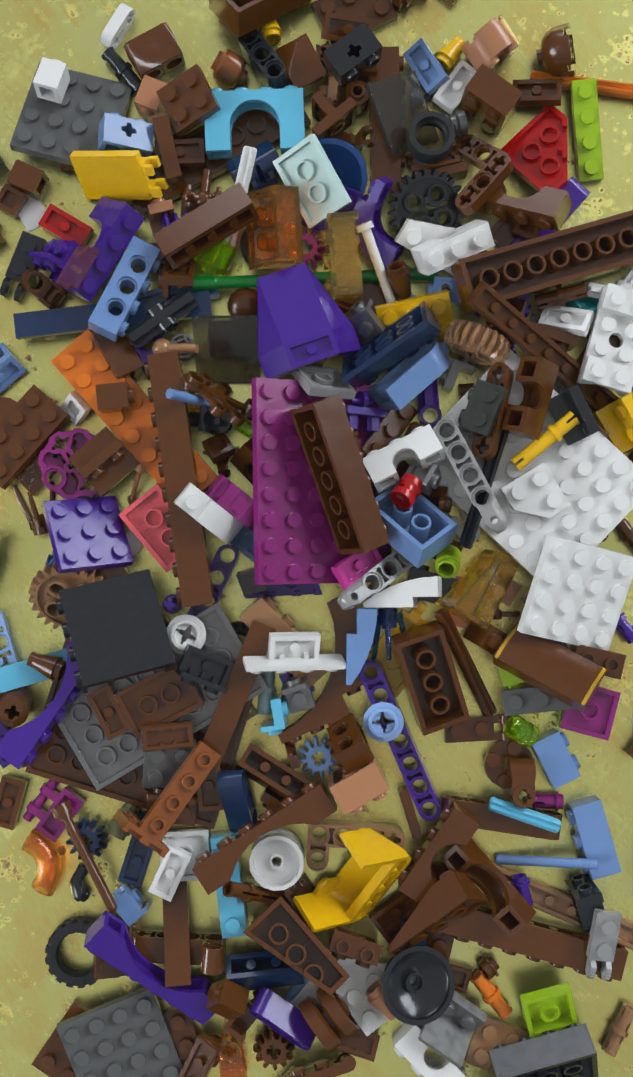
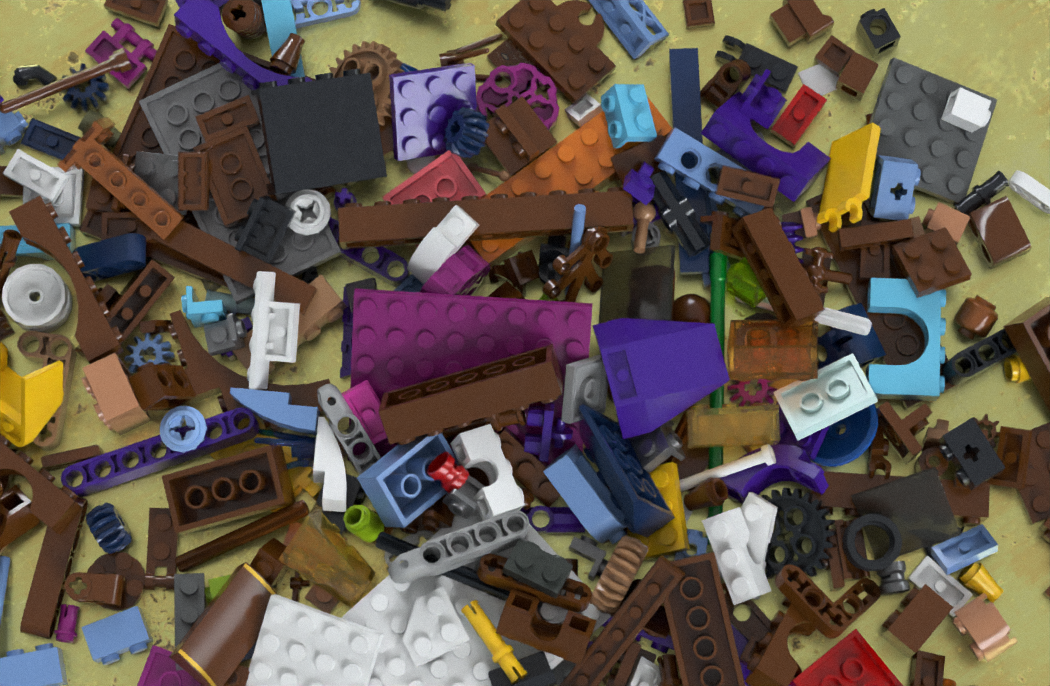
camera: 90 degrees right, 10 degrees down
(47, 862) = (63, 41): clear orange cylinder -> none
(77, 267) = (739, 120): clear pink piece -> none
(78, 365) = (628, 114): none -> medium azure bracket
(105, 503) = (466, 132): none -> dark blue gear
(115, 397) = (587, 152): reddish brown brick -> none
(135, 255) = (747, 186): none -> reddish brown plate
(141, 348) = (640, 184): none -> dark purple plate
(303, 65) = (974, 398): reddish brown piece -> none
(468, 775) = (108, 528): none -> dark blue gear
(524, 814) = (55, 587): medium azure axle -> none
(525, 732) = (153, 596): clear neon green wheel -> none

